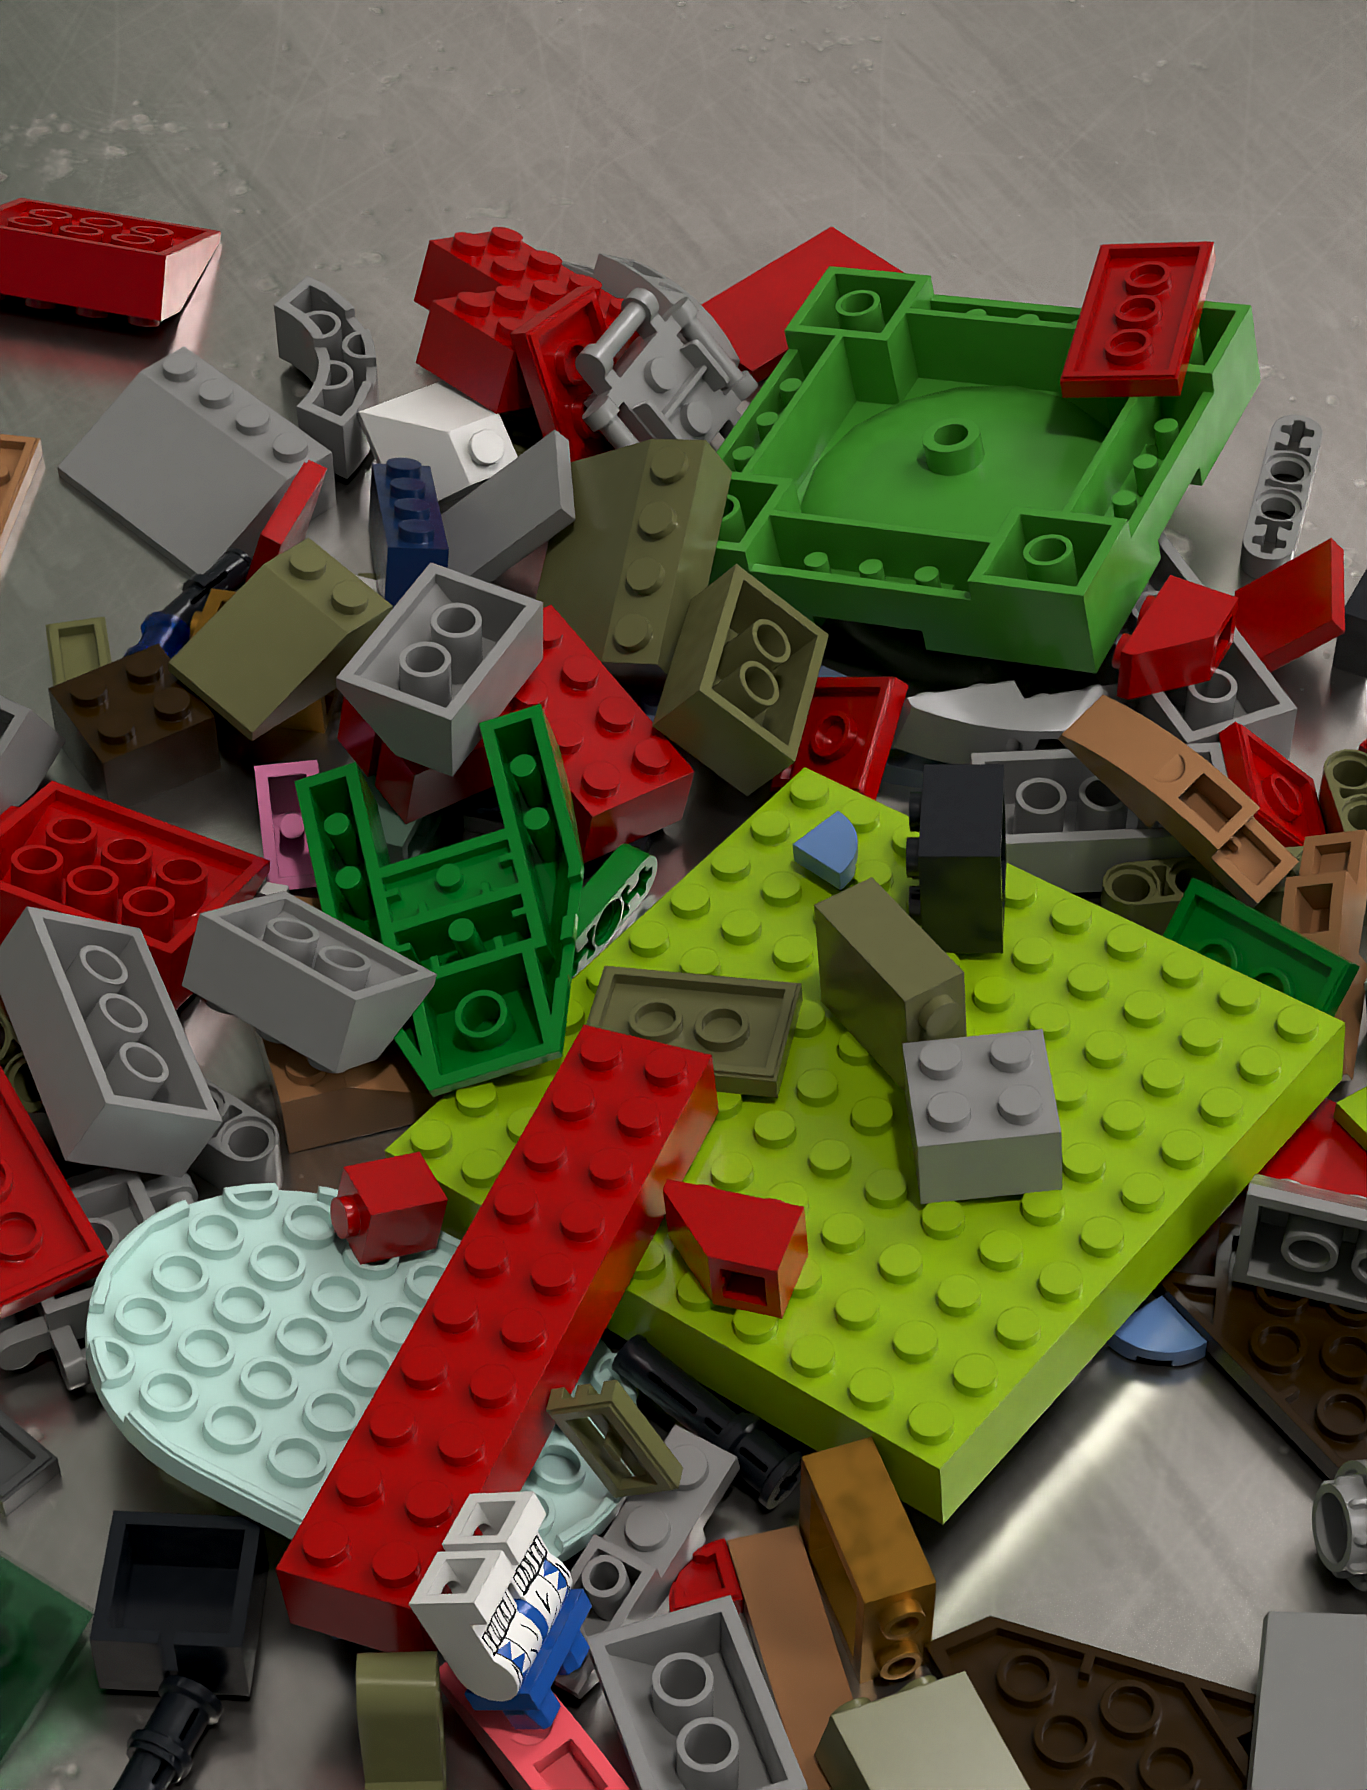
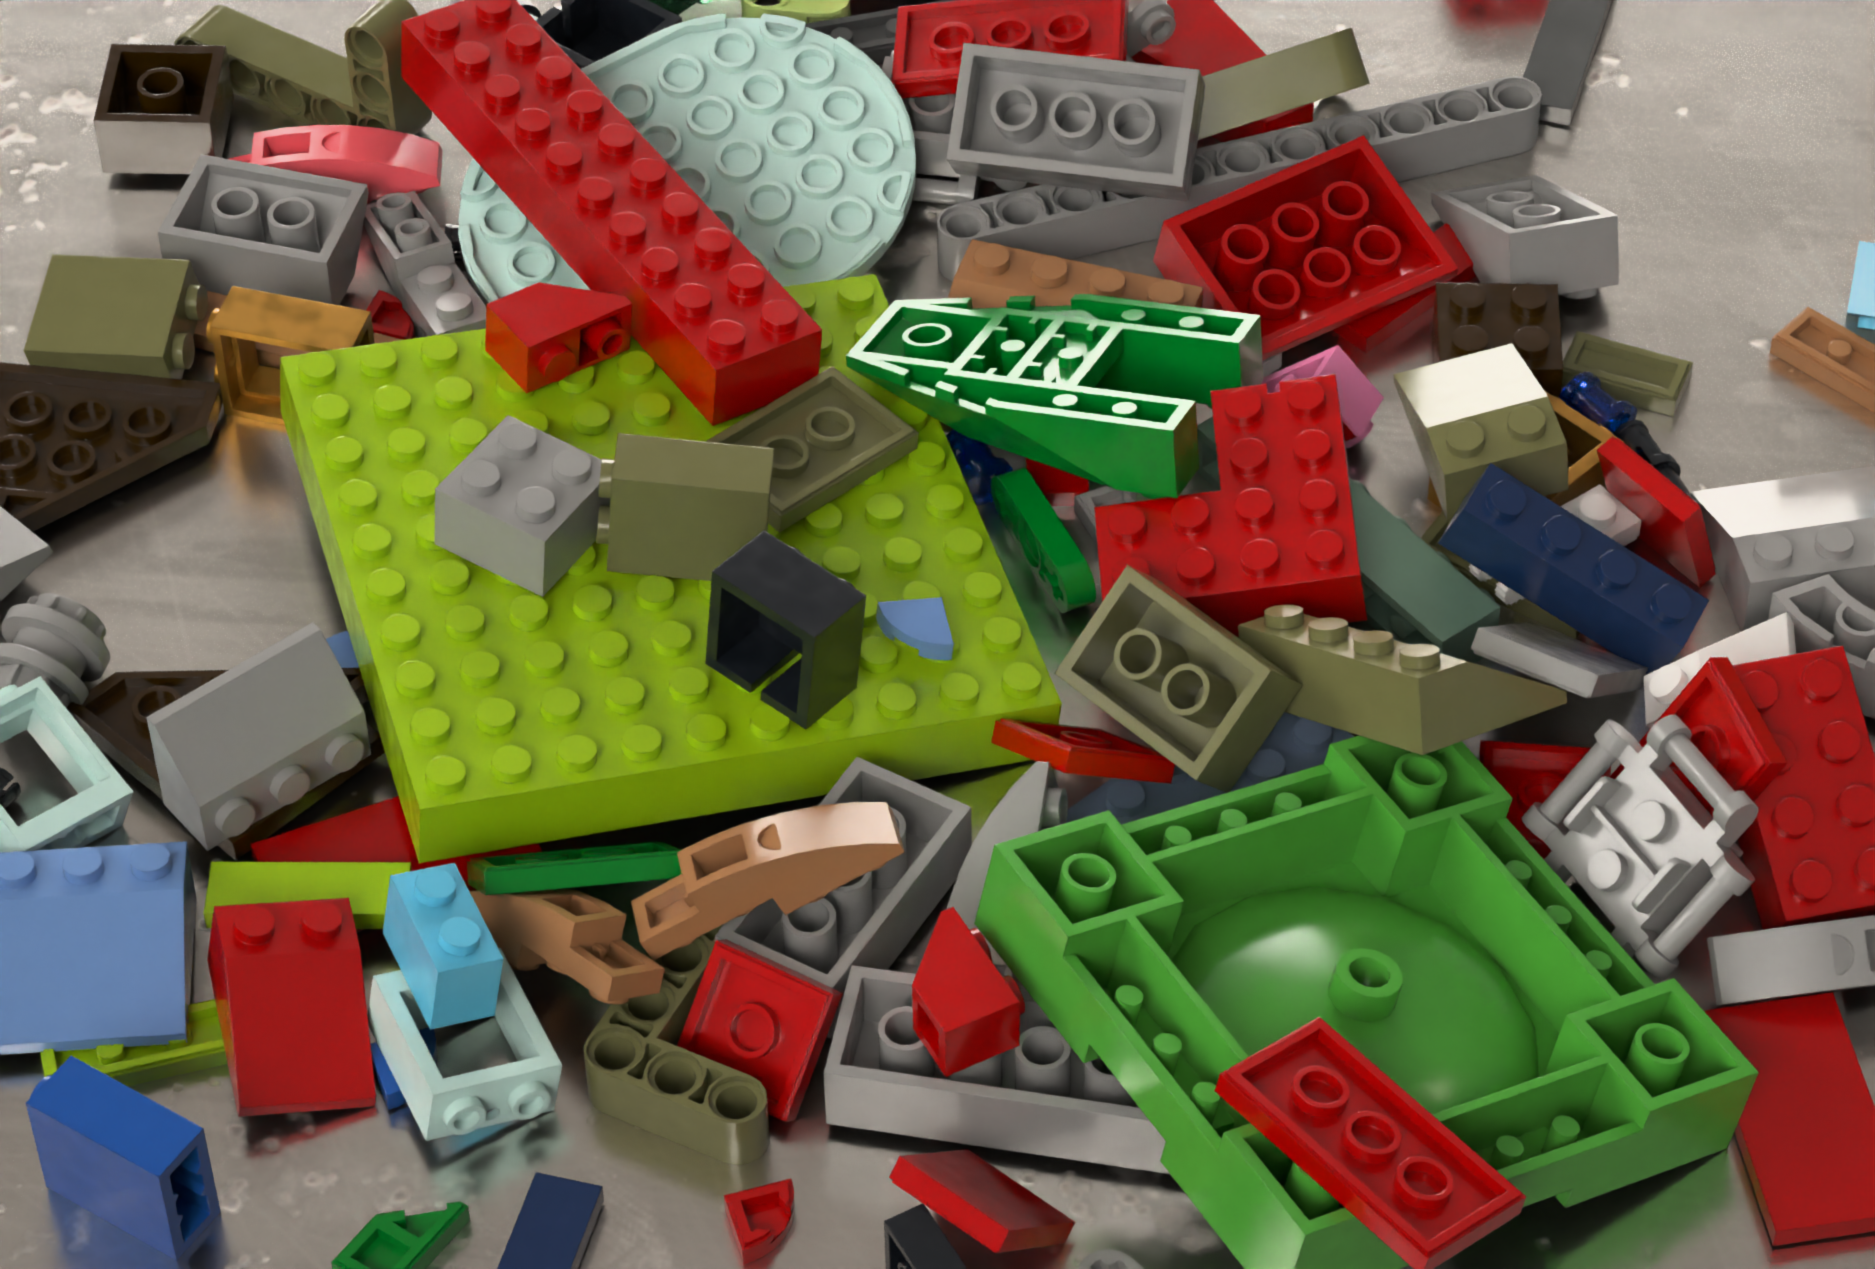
camera: 125 degrees right, 0 degrees up
(304, 979) = (1044, 245): light grey slope -> none
(389, 1208) = (809, 239): red brick -> none
(443, 665) = (1270, 393): light grey slope -> none
(509, 1609) = (380, 91): white hips -> none
(626, 1438) = (479, 232): olive tile -> none

